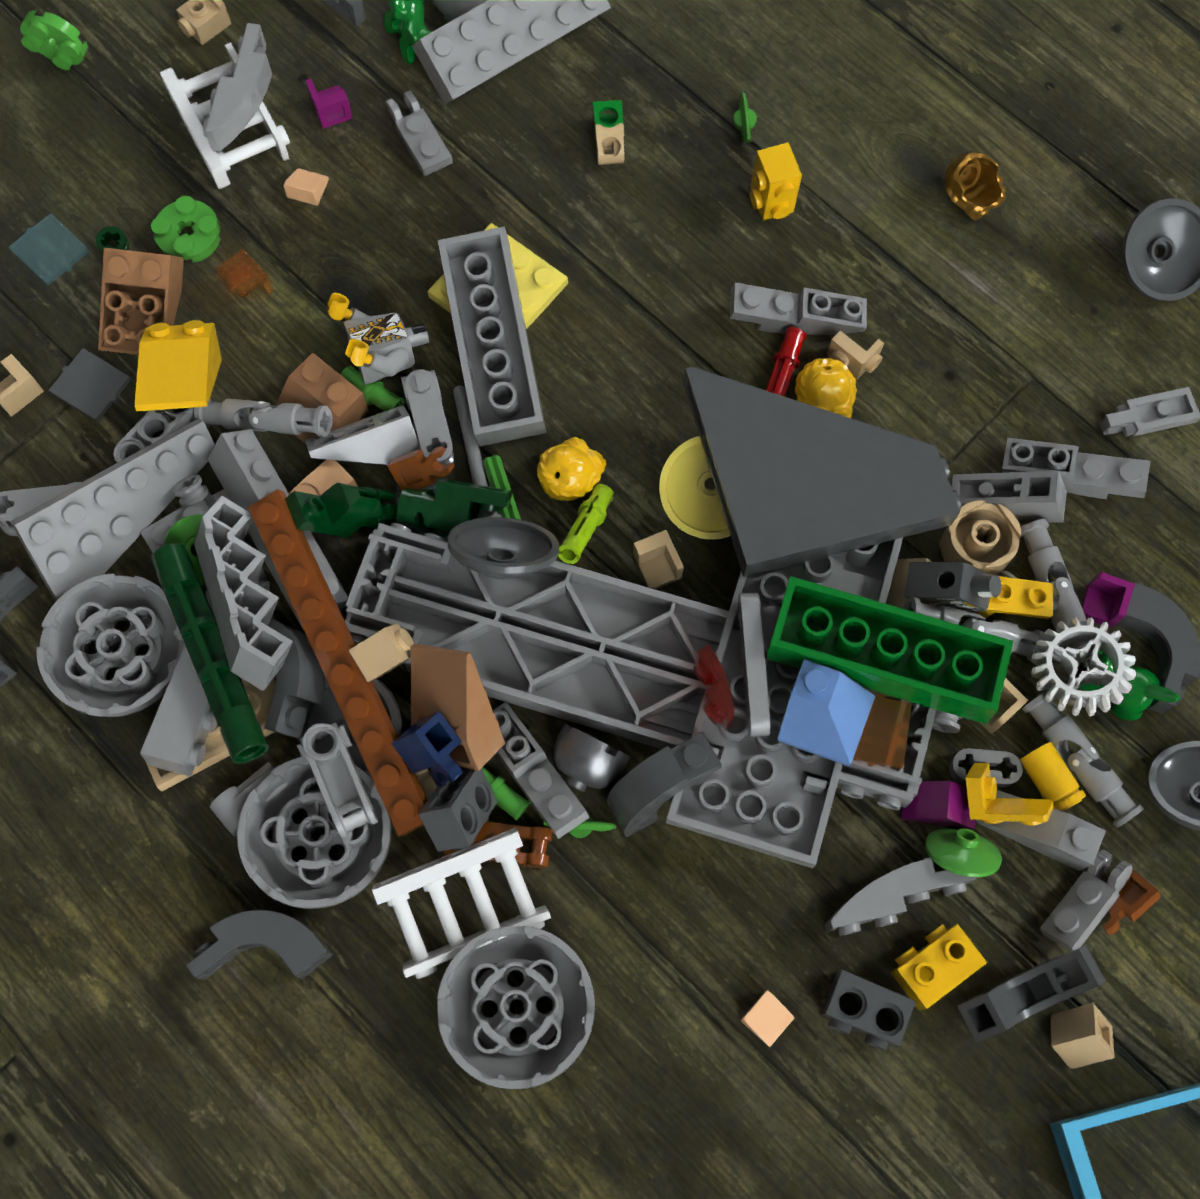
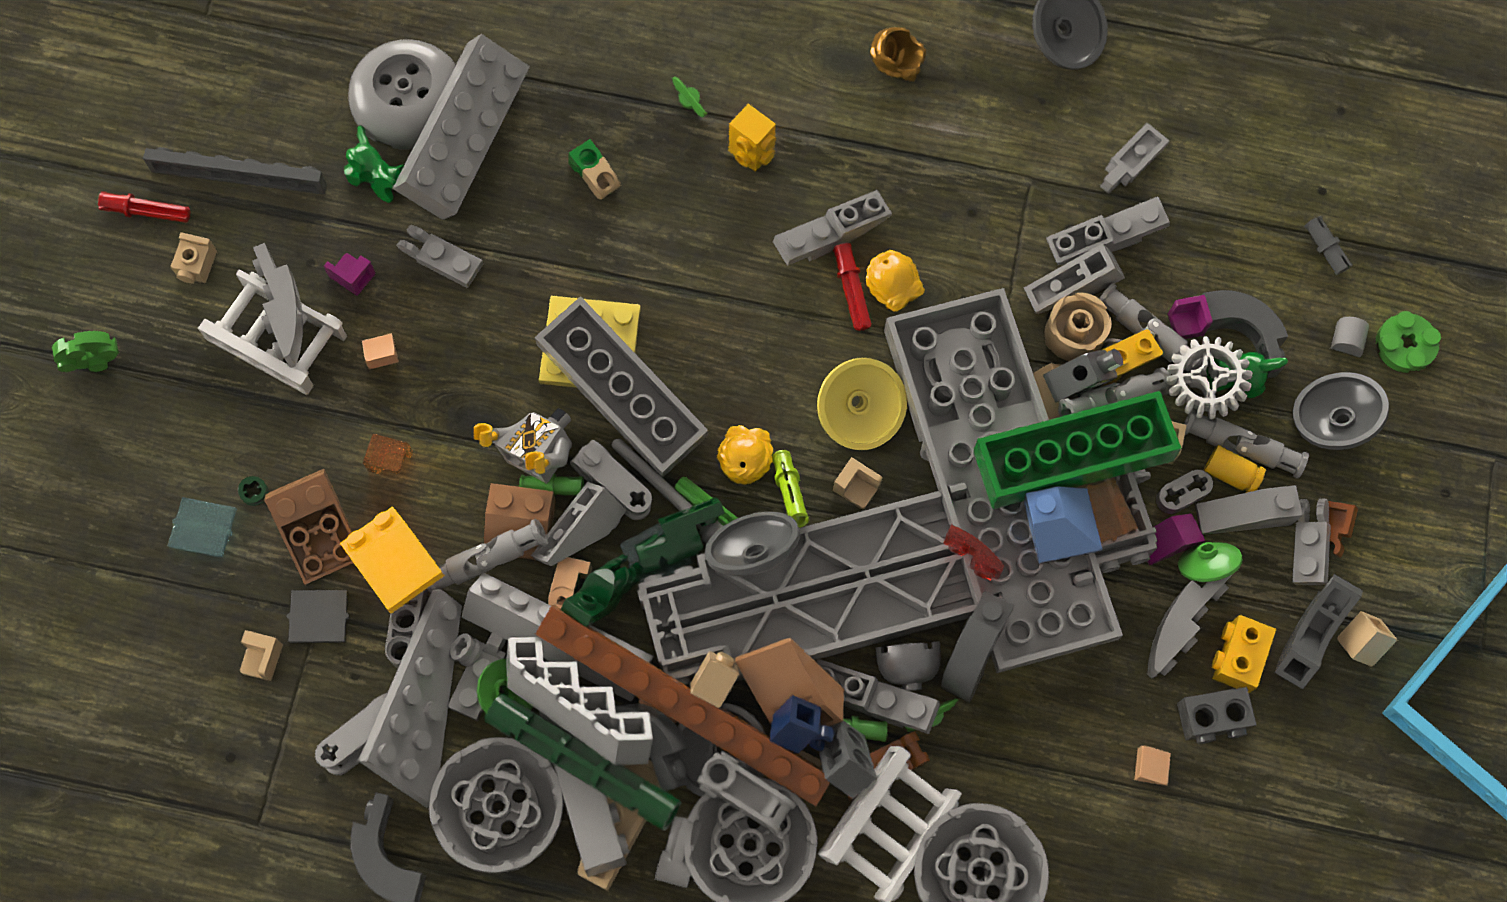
camera: 35 degrees left, 0 degrees up
(182, 214) = (300, 429): bright green plate -> none
(418, 471) = (636, 526): dark orange plate -> none
(753, 664) = (988, 518): light grey beam -> none
(809, 479) = (935, 356): dark grey slope -> none
(854, 356) = (896, 240): tan bracket -> none
(992, 810) = (1212, 518): yellow bracket -> none

